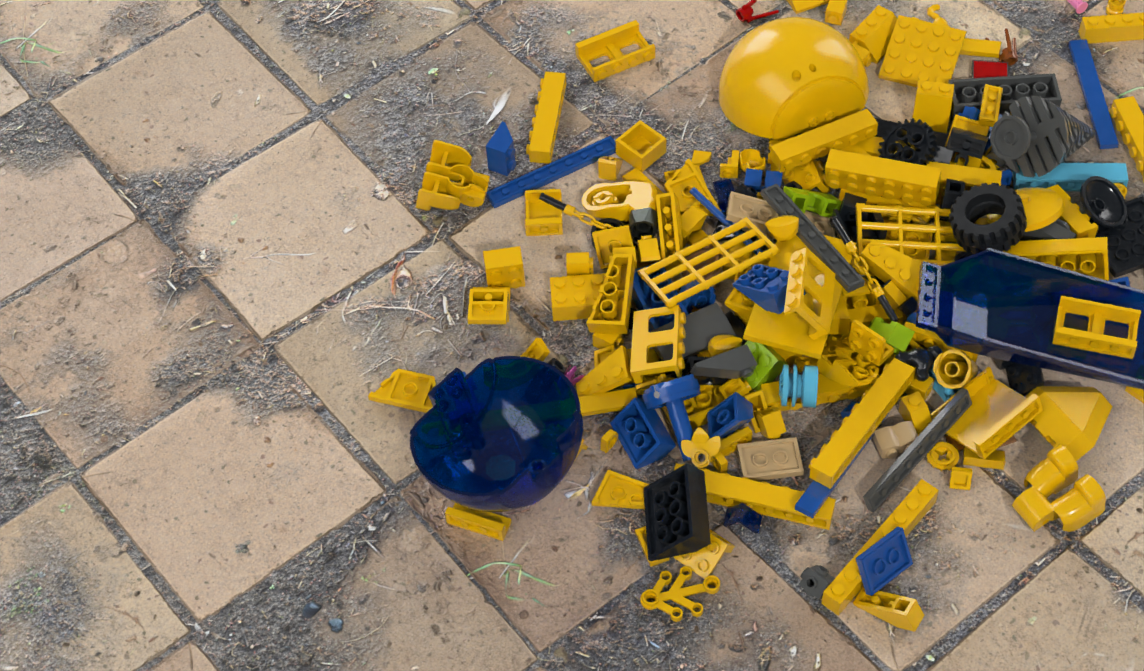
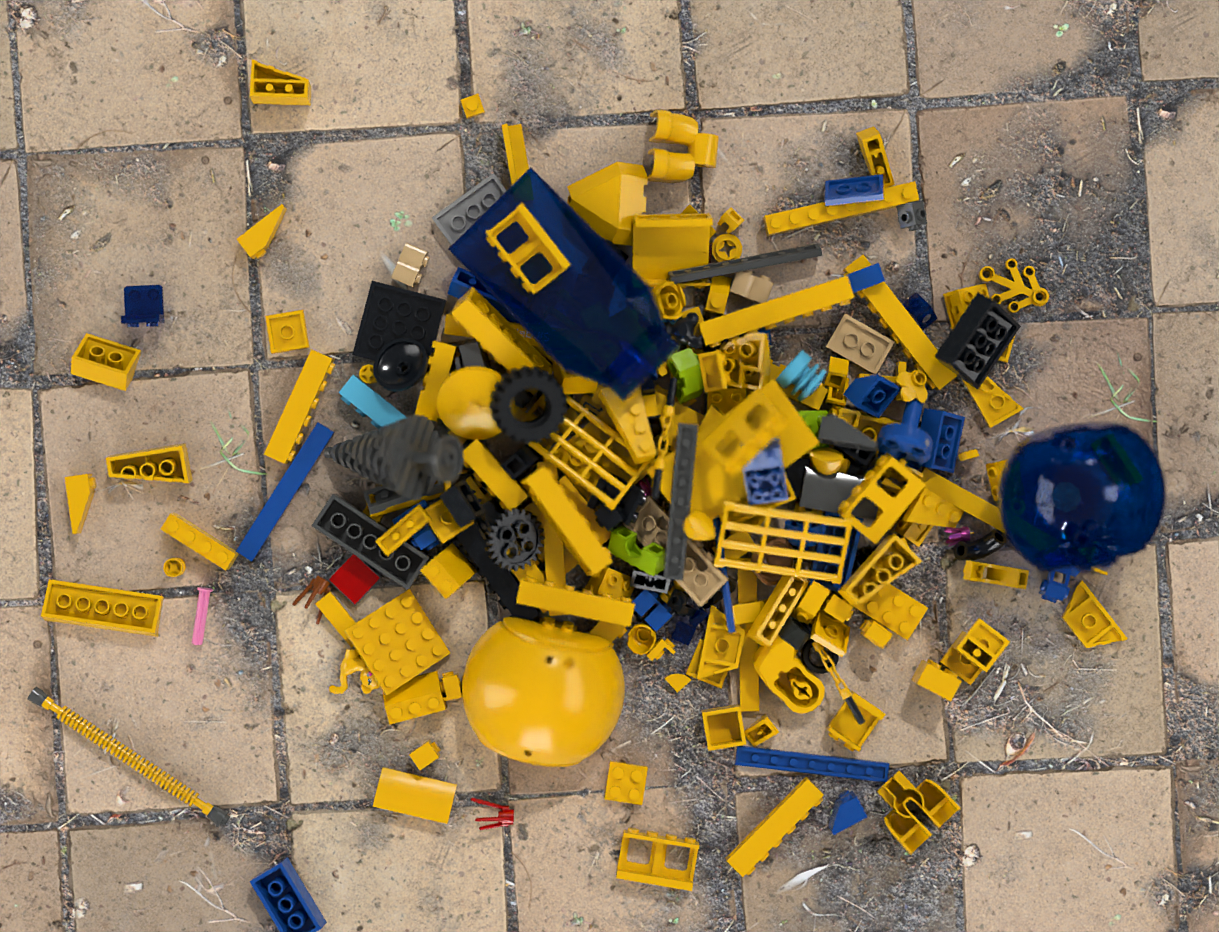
camera: 150 degrees left, 35 degrees up
(679, 81) = (626, 782): none -> yellow plate

